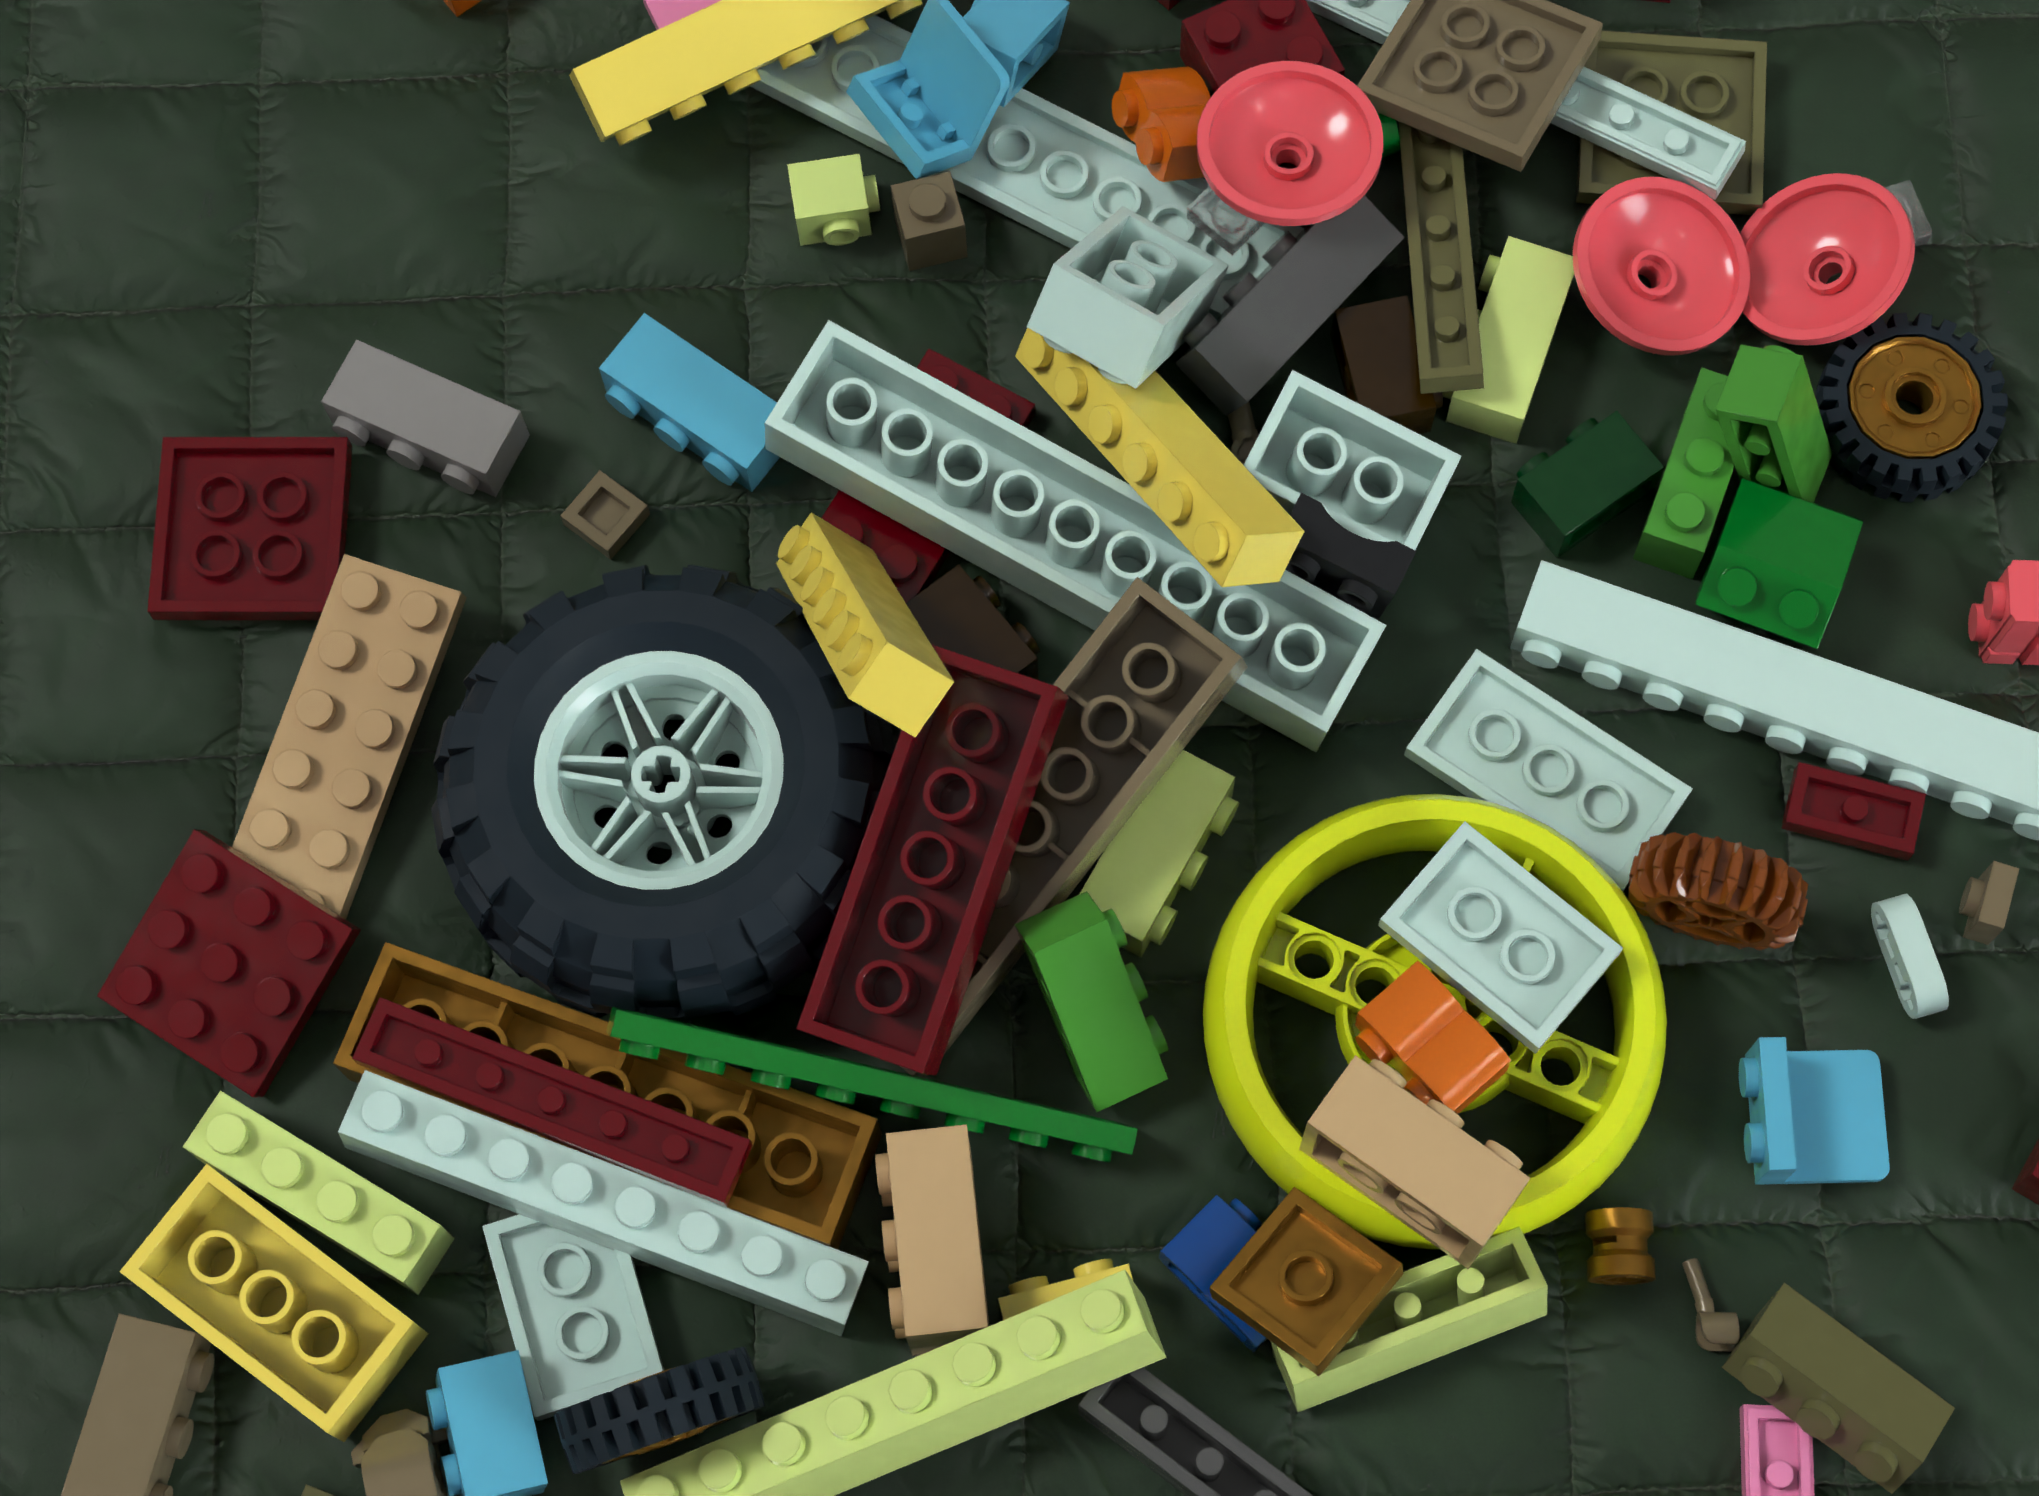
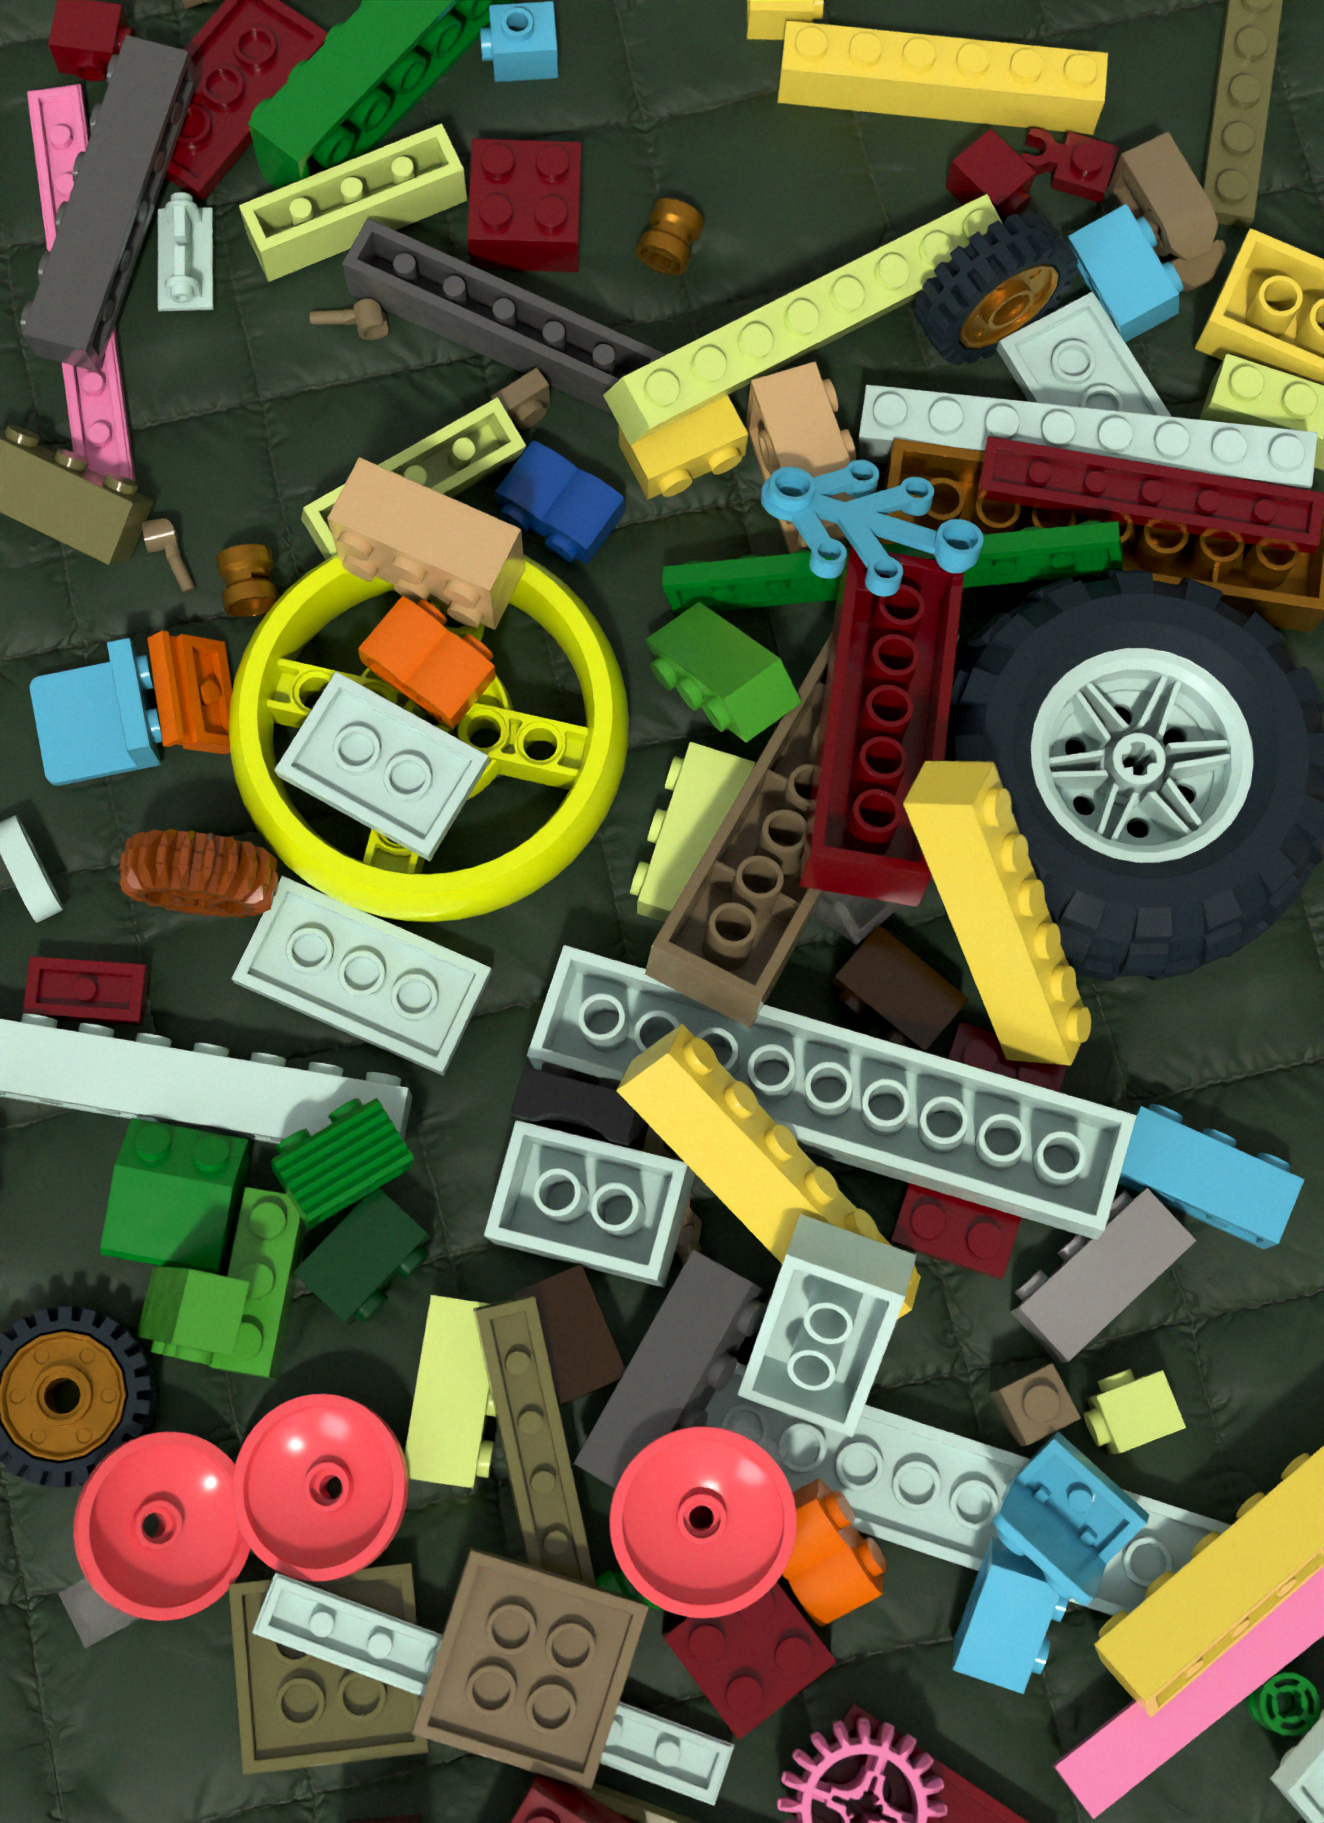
camera: 160 degrees right, 5 degrees up
(605, 514) = (1256, 1060): dark tan tile -> none
(865, 297) = (1100, 1275): none -> light grey brick
(904, 1100) = (800, 498): none -> medium azure plant
(1258, 1407) = (525, 399): none -> dark tan plate
(1306, 1281) = (504, 468): pearl gold plate -> none
(1601, 546) = (341, 1160): none -> green brick
(1700, 1117) = (192, 691): none -> orange plate

